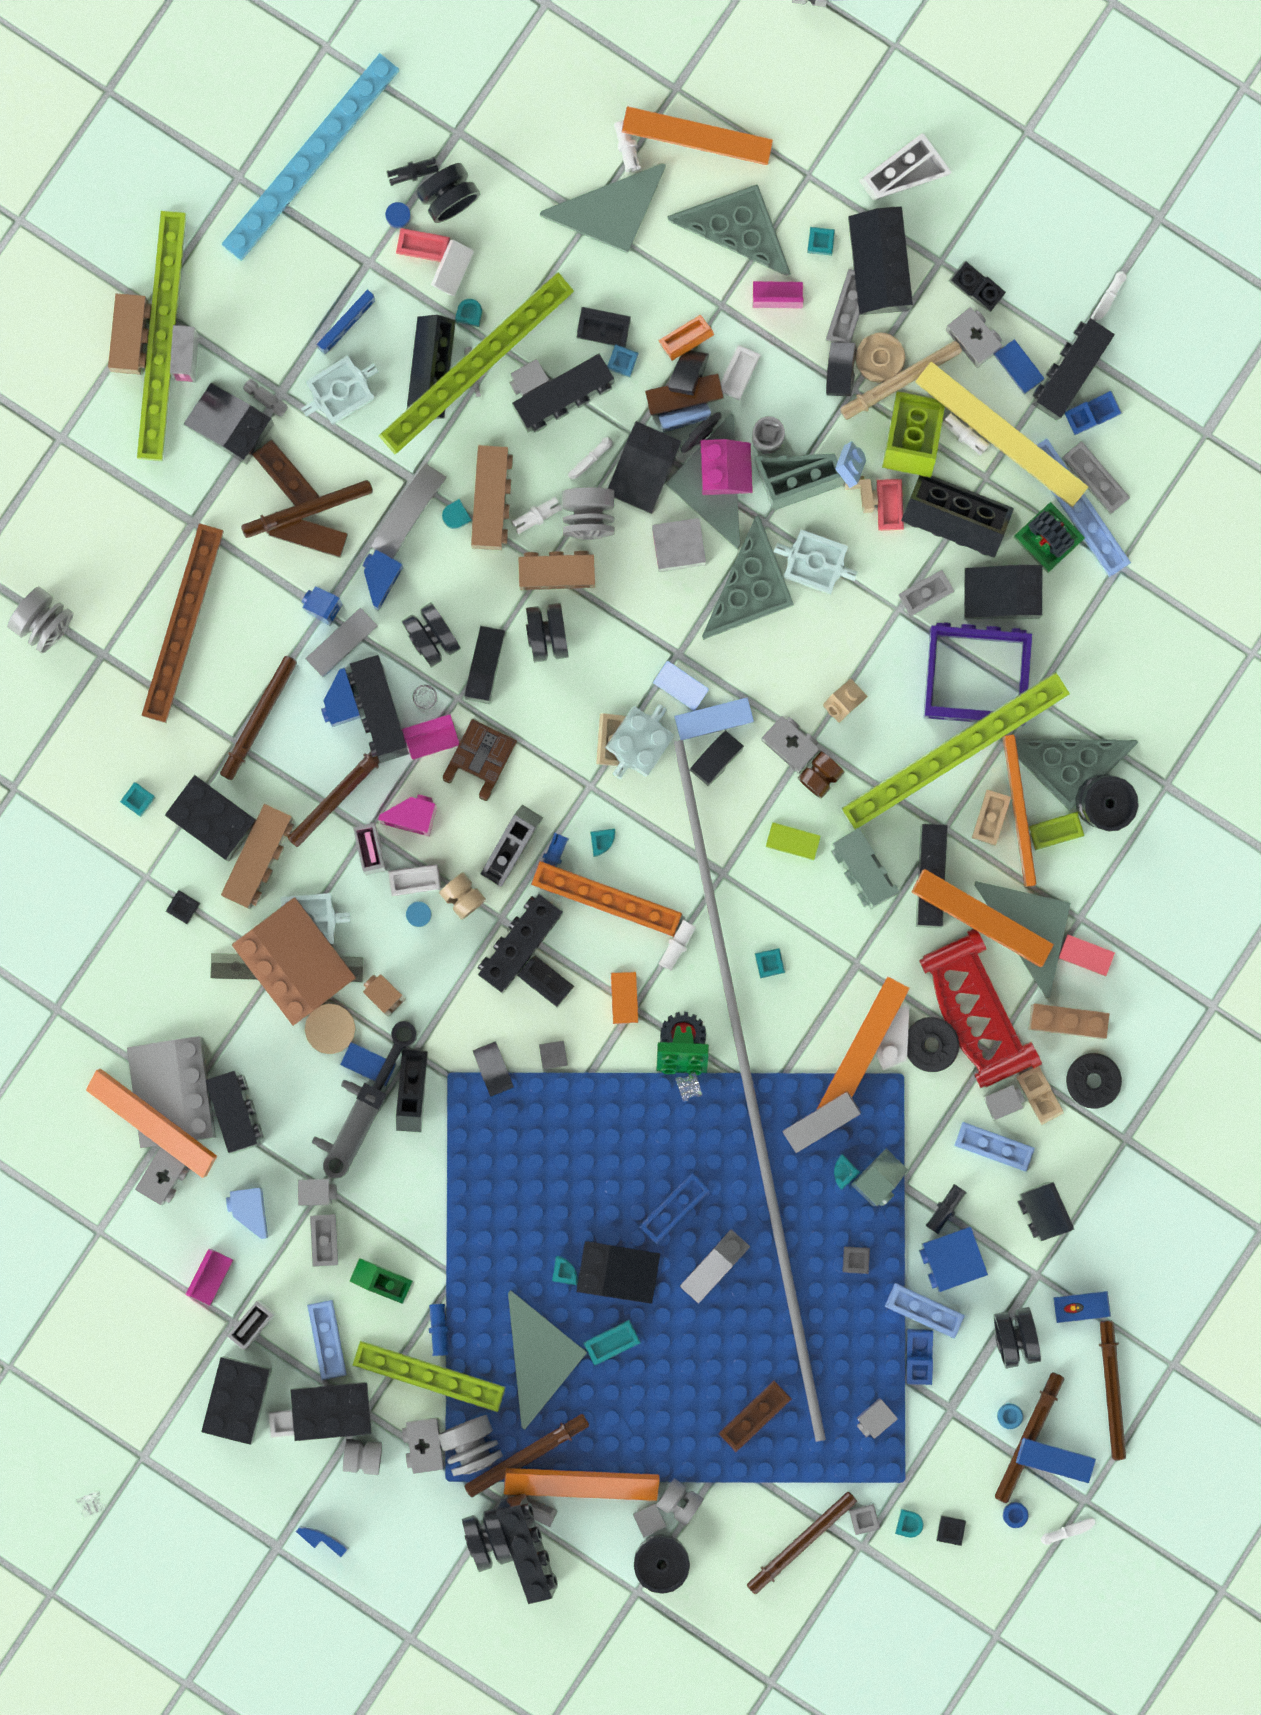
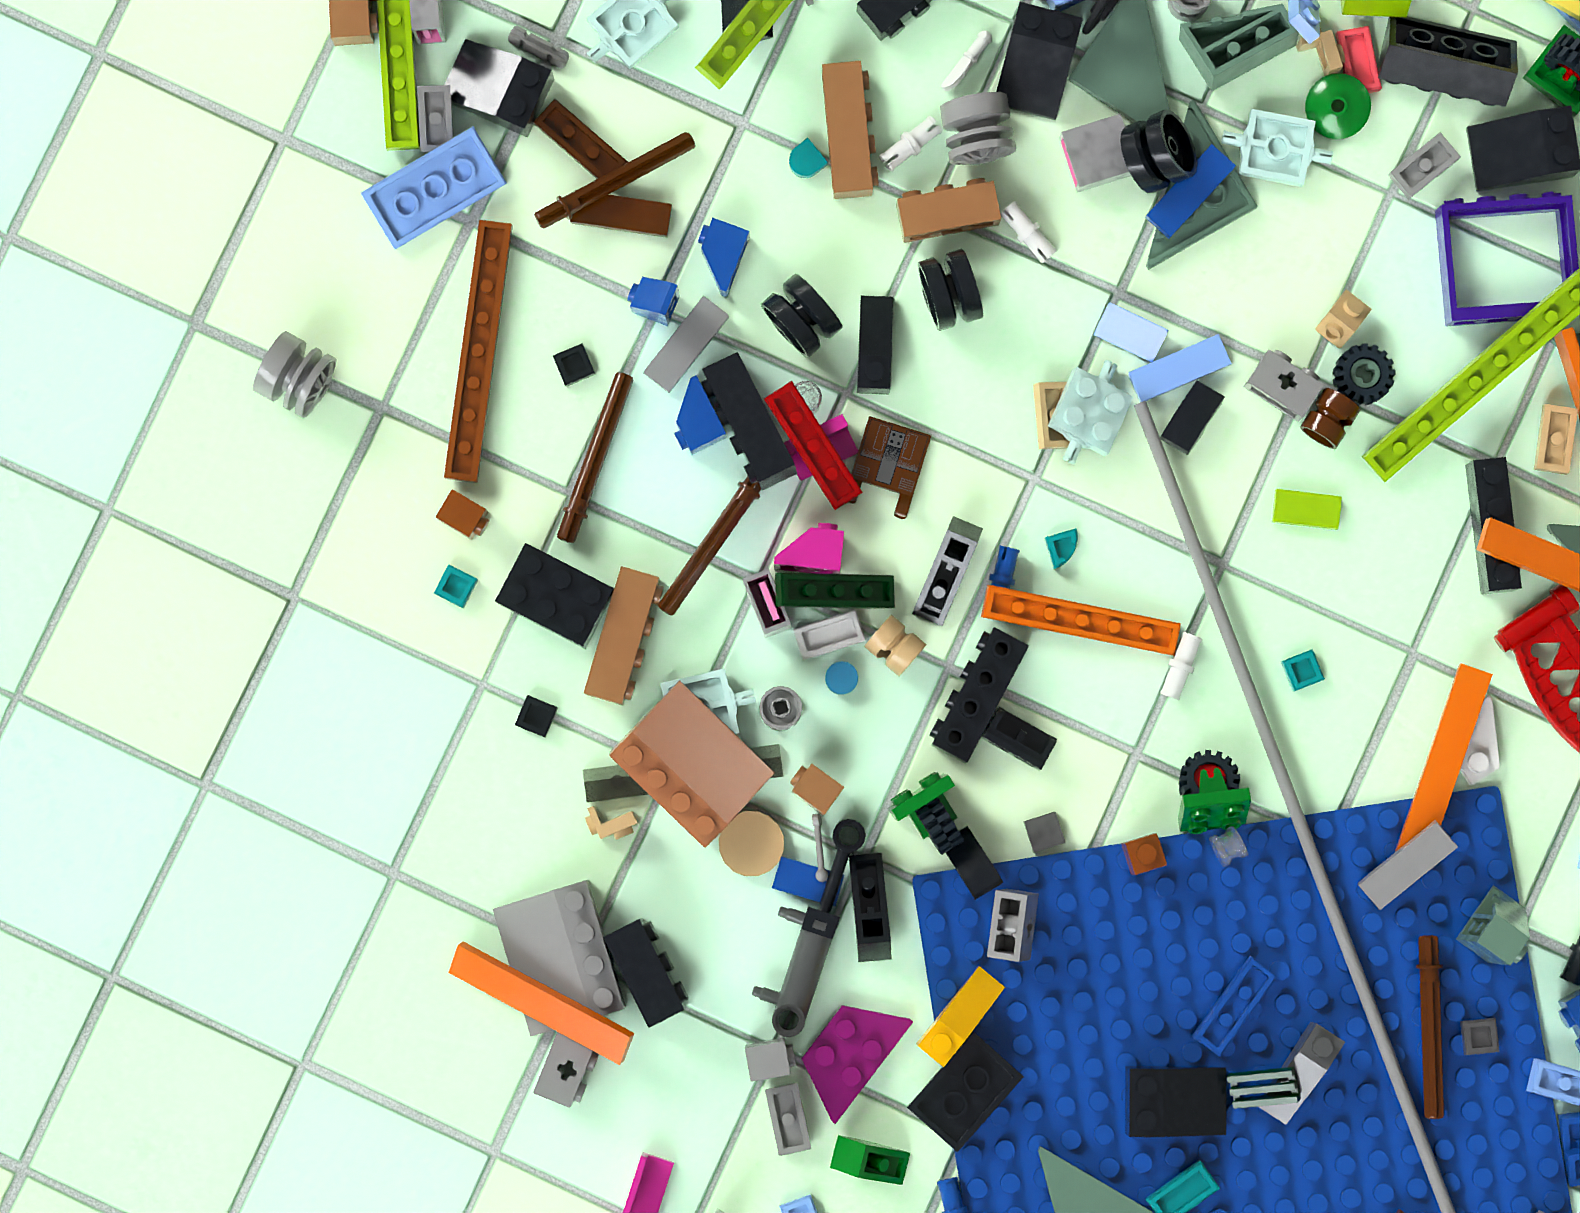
camera: 10 degrees left, 0 degrees up
(151, 746) = (463, 515): none -> dark orange brick
(168, 493) = (433, 188): none -> light blue tile
(177, 440) = (434, 116): none -> light grey plate
(231, 1000) = (619, 826): none -> tan bracket
(249, 1210) = (684, 1095): light blue slope -> none
(253, 644) = (573, 365): none -> black tile
(368, 930) = (780, 708): none -> light grey wheel
(379, 1059) = (821, 874): none -> light grey hinge
(379, 1198) = (850, 1054): none -> magenta wing
(408, 510) = (745, 162): light grey slope -> none
(422, 847) = (834, 590): none -> dark green tile
(423, 734) = (813, 445): none -> red tile
(460, 1240) = (965, 1092): none -> black plate
(465, 1183) = (960, 1016): none -> yellow slope
(467, 1025) = (930, 811): none -> plate
(515, 1120) = (1012, 925): none -> light grey brick
(564, 1272) = (1106, 1111): teal tile -> none
(615, 597) = (1028, 232): none -> white pin
(623, 1082) = (1144, 854): none -> dark orange brick
(624, 997) = (1123, 744): orange tile -> none
(665, 1272) = (1264, 1100): none -> tile
(722, 552) = (1158, 151): none -> black wheel
(726, 467) = (1142, 43): dark pink slope -> none
(743, 585) = (1189, 194): none -> blue tile
(820, 1246) = (1431, 1026): none -> reddish brown axle
(844, 1171) = (1445, 924): teal tile -> none
(863, 737) = (1373, 361): none -> black bush
(863, 869) = (1406, 531): sand green wedge -> none
(880, 533) = (1356, 106): none -> green dish
(947, 1040) = (1542, 725): black wheel -> none

